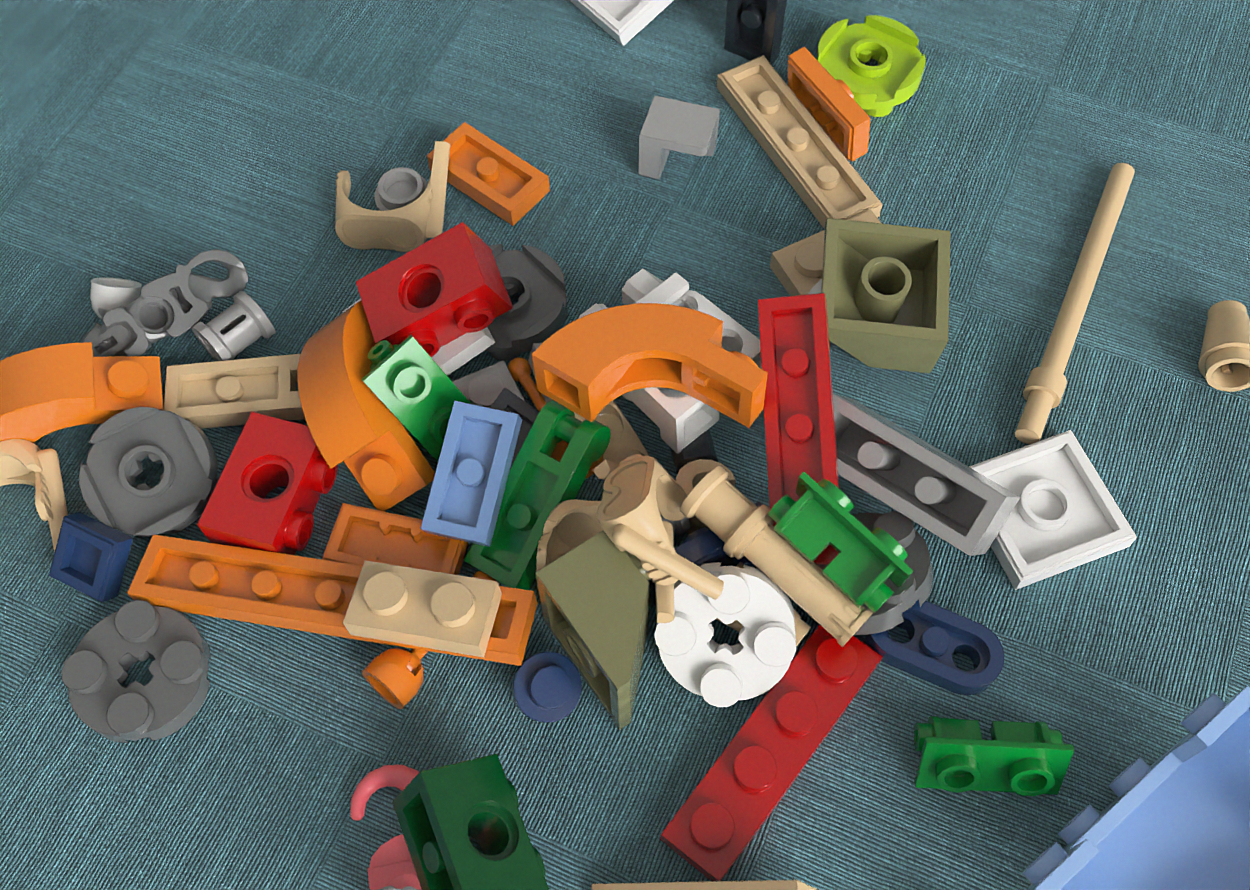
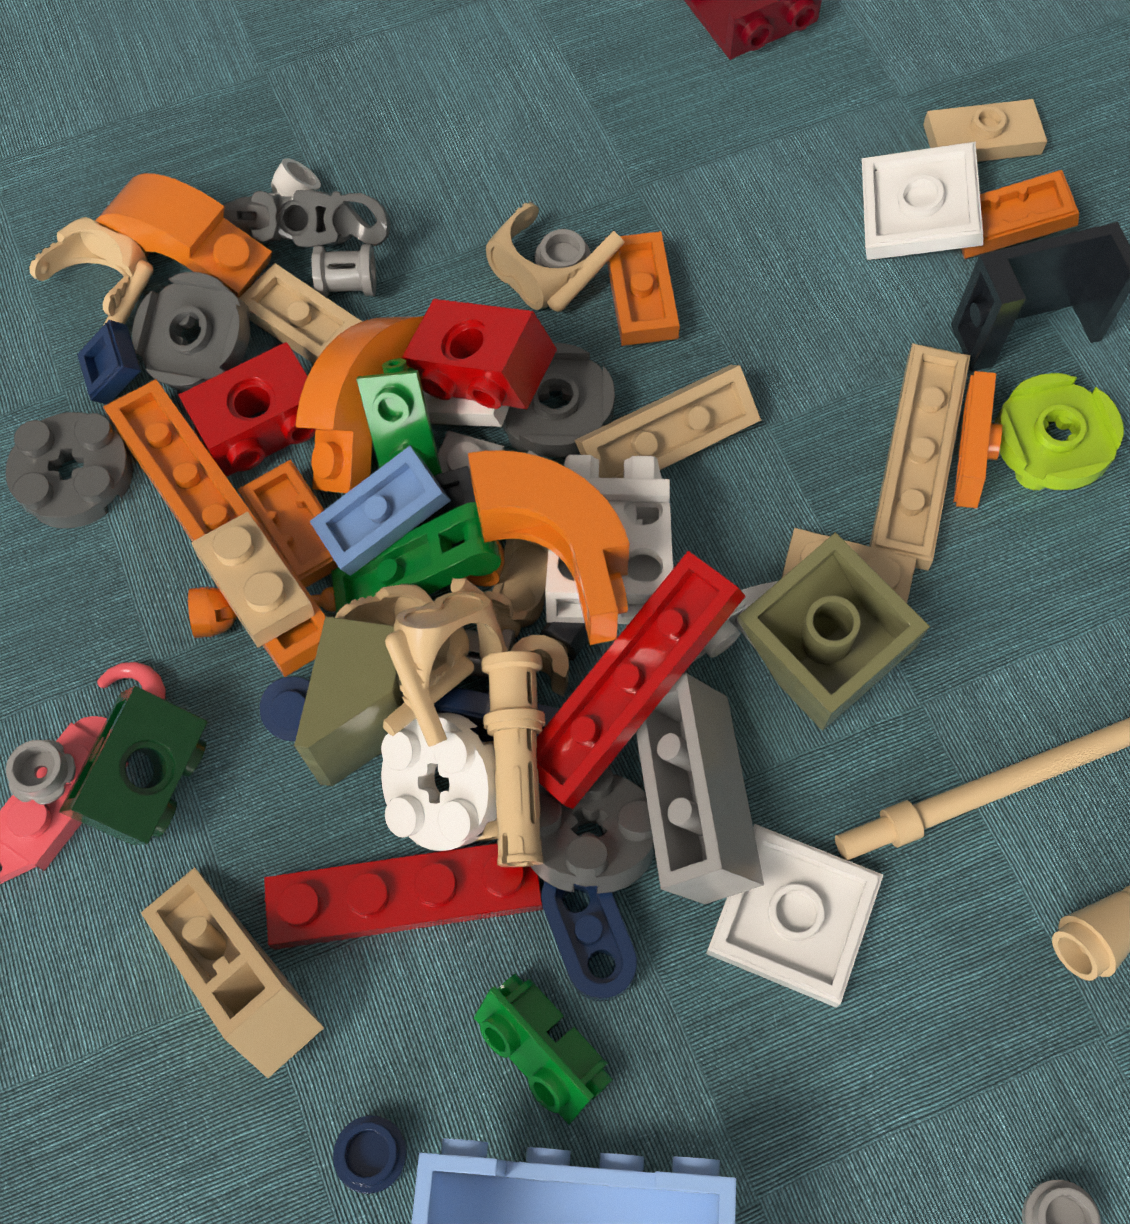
camera: 45 degrees right, 5 degrees up
(617, 244) = (675, 424): none -> tan plate
(678, 128) = (816, 365): light grey panel -> none
(864, 556) = (564, 815): green hinge -> none

